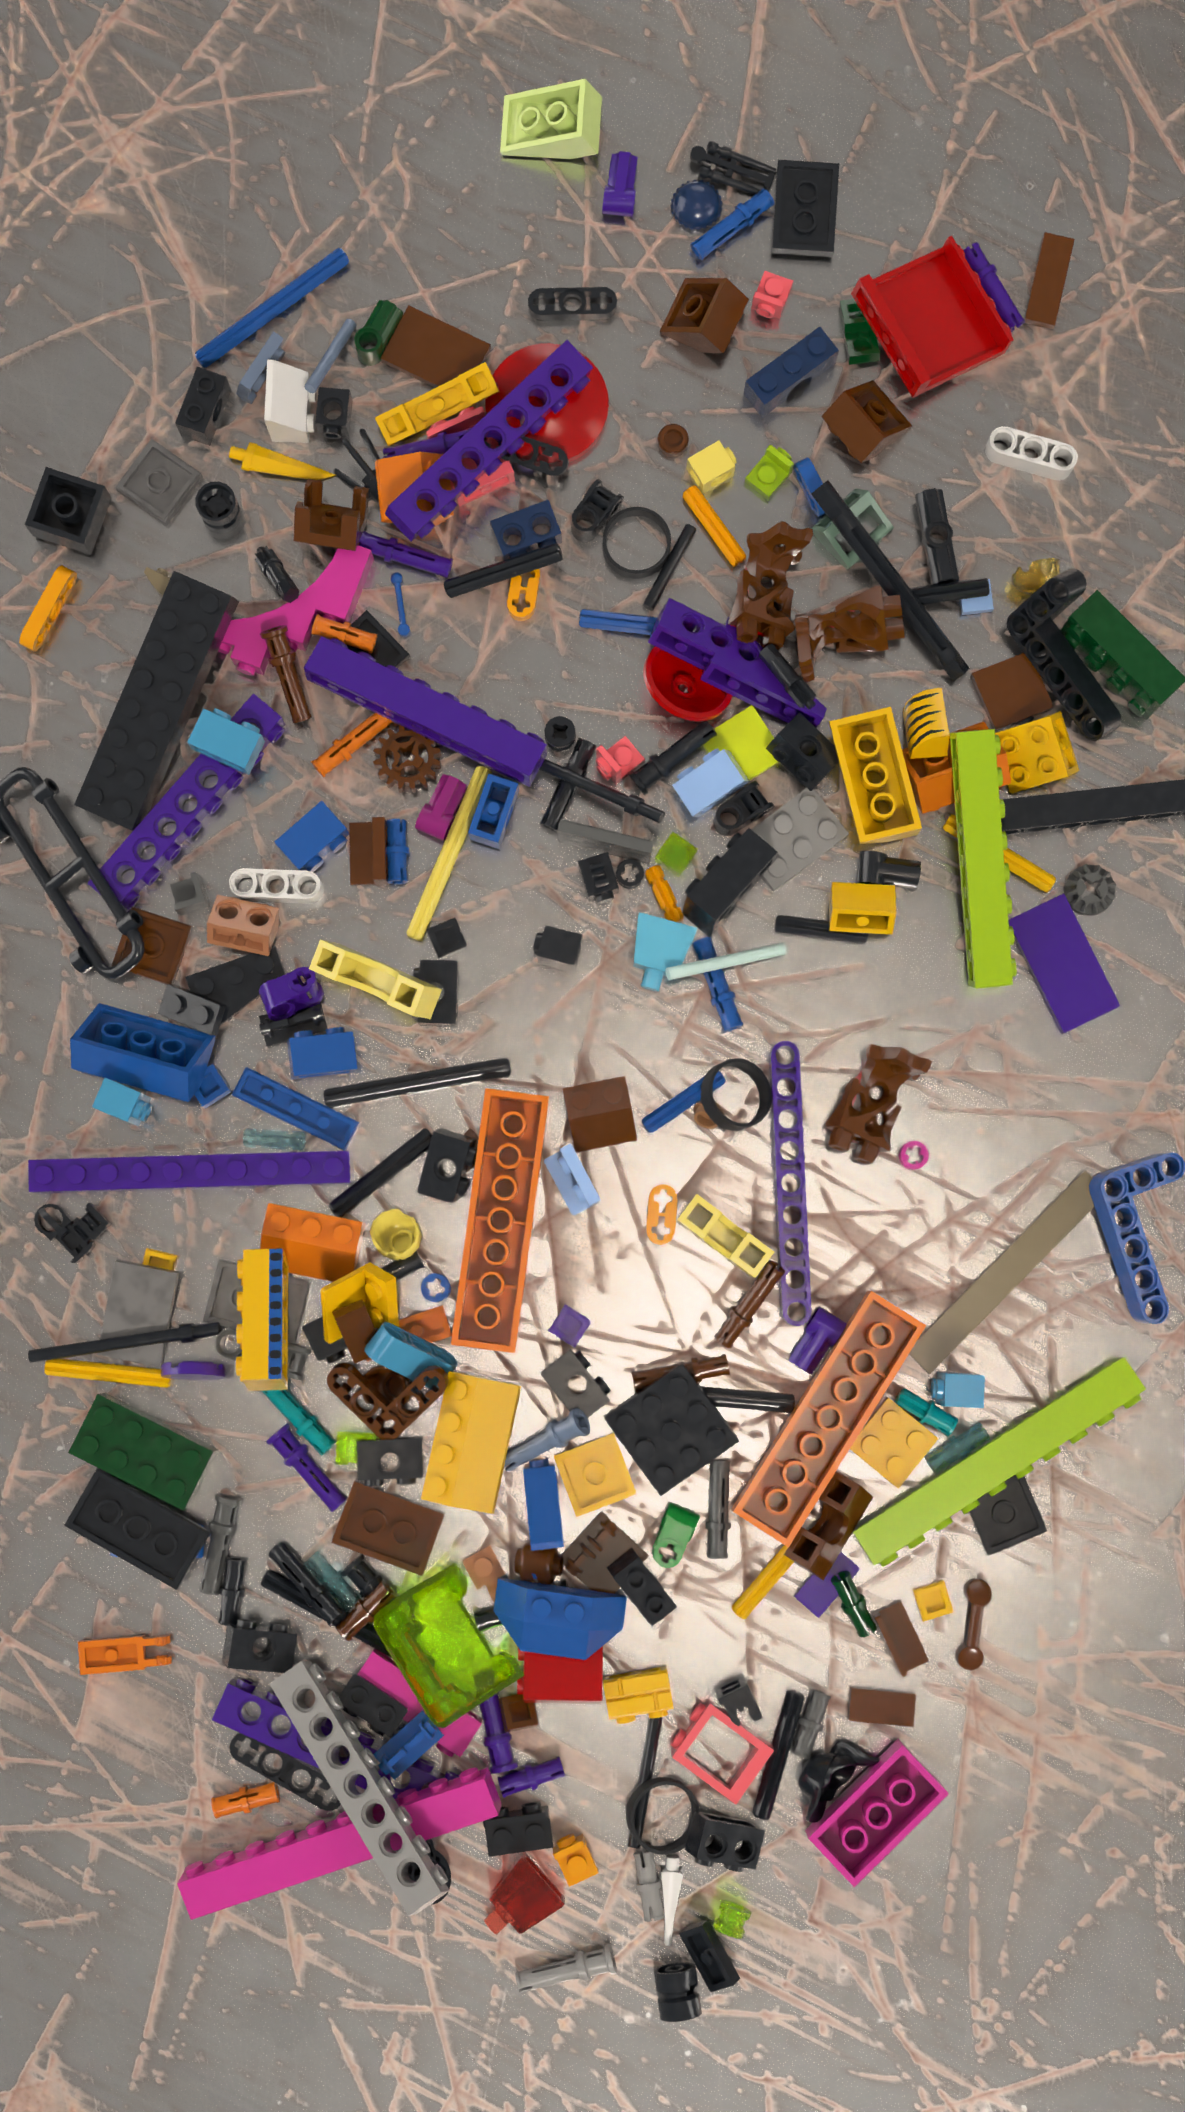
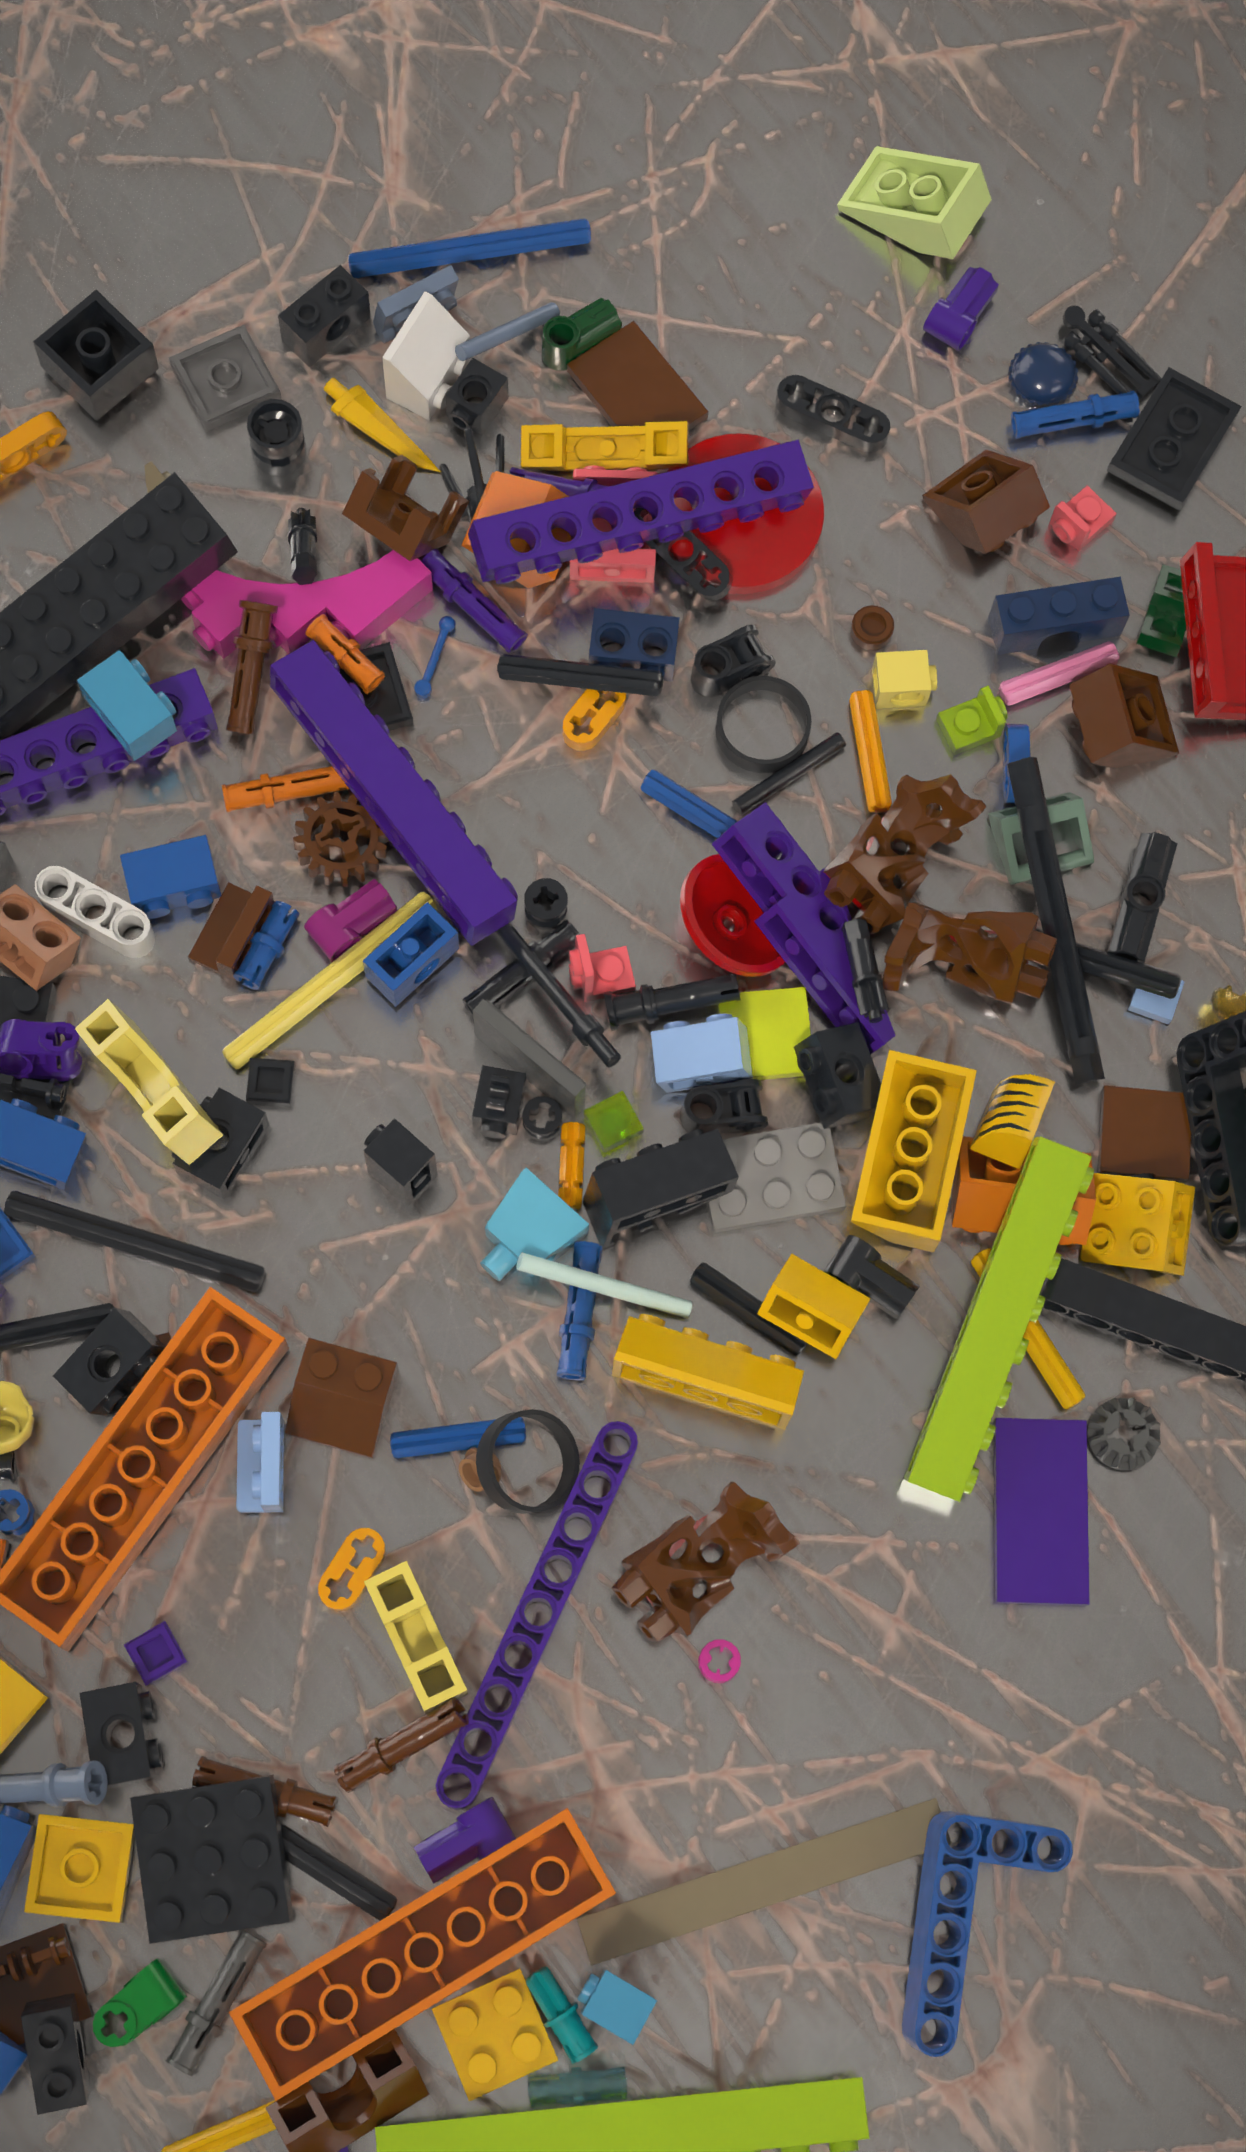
camera: 20 degrees right, 10 degrees down
(809, 410) = (1058, 673): none -> bright pink axle
(818, 982) = (707, 1371): none -> yellow slope

